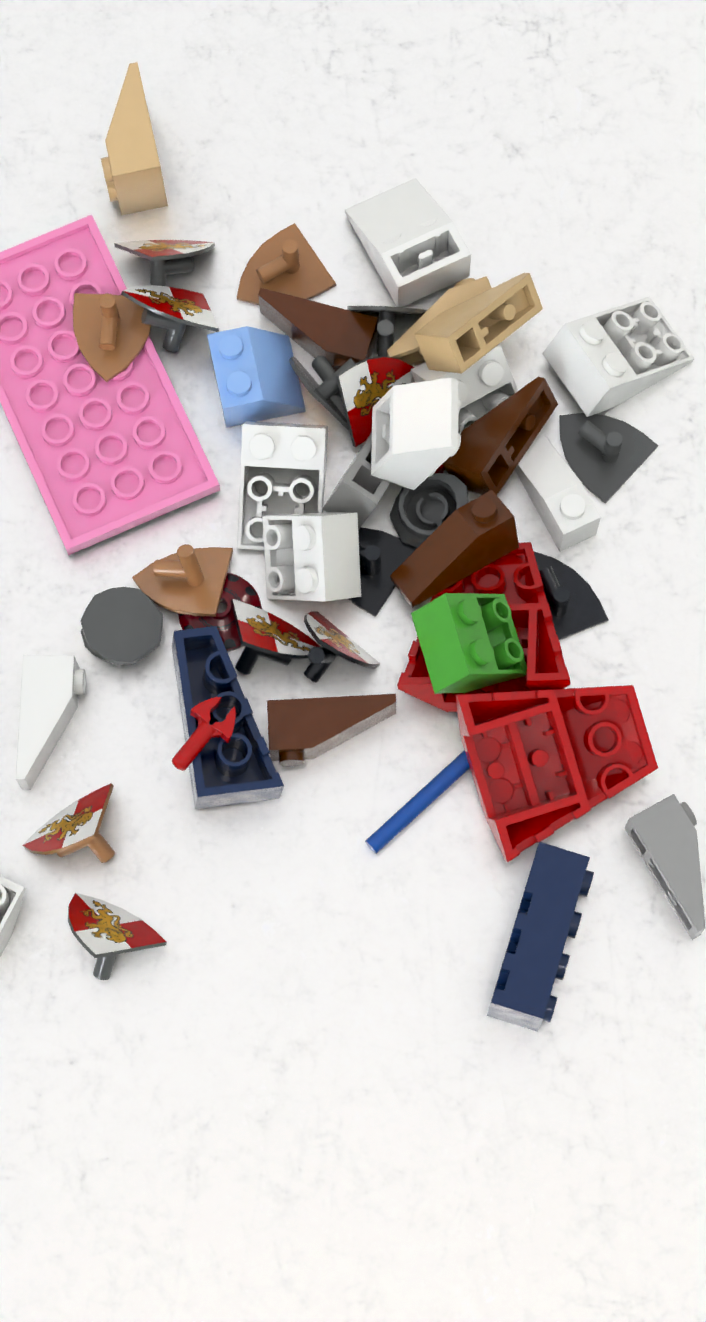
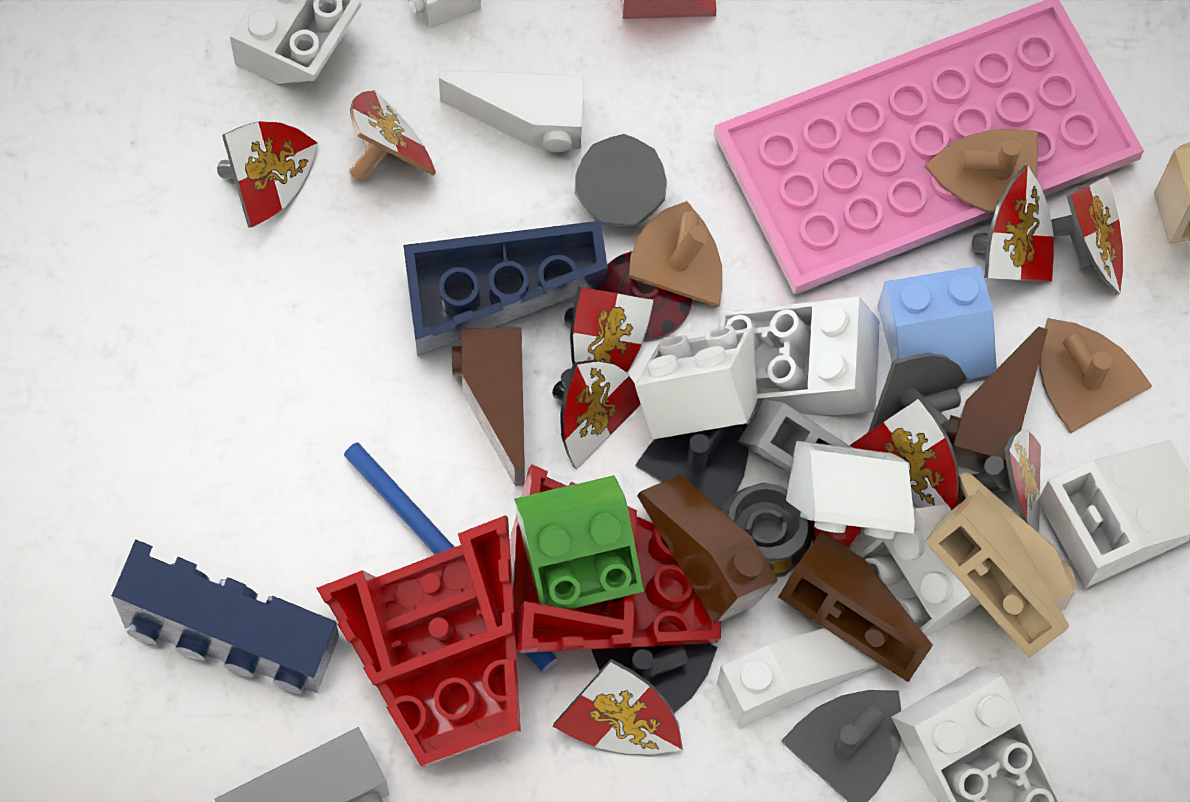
camera: 85 degrees right, 5 degrees down
(204, 732) = (476, 250): red bar -> none
(599, 615) = (622, 715): none -> shield

